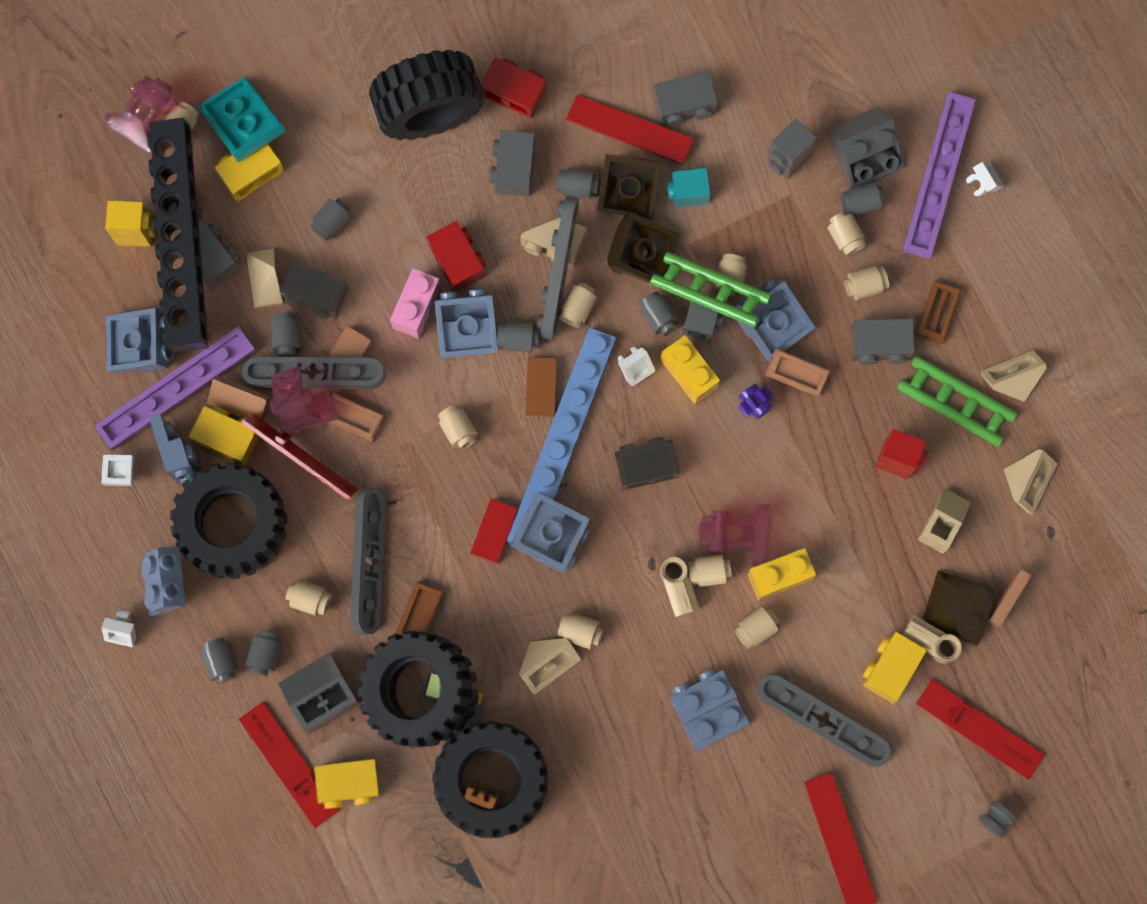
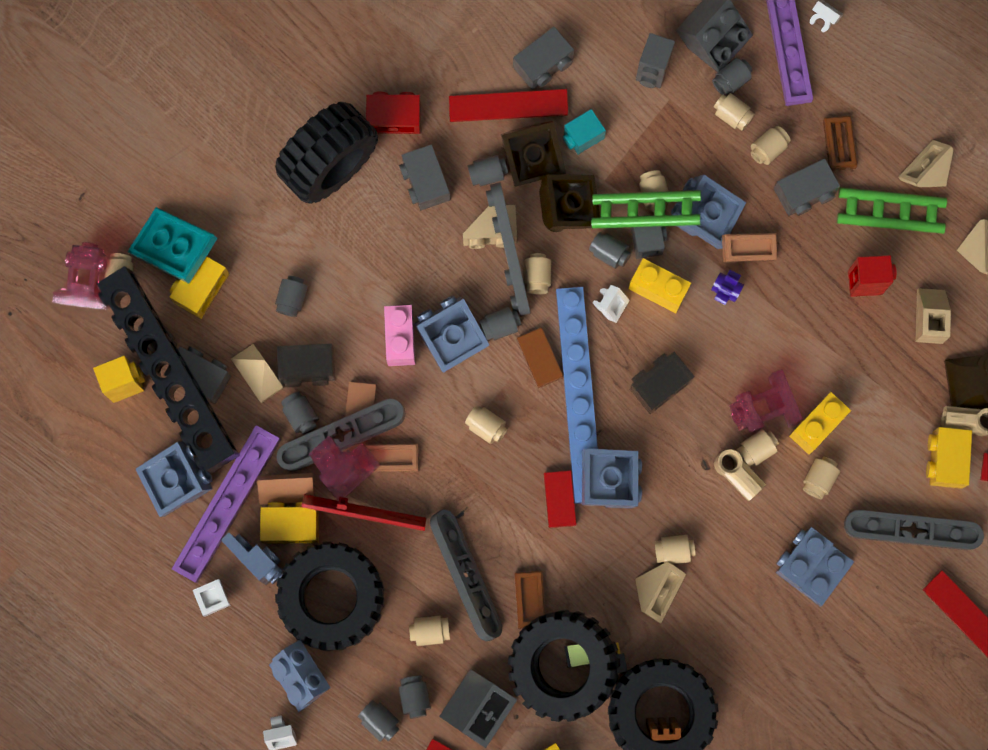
camera: 25 degrees left, 0 degrees up
(456, 256) = (414, 279): red brick -> none

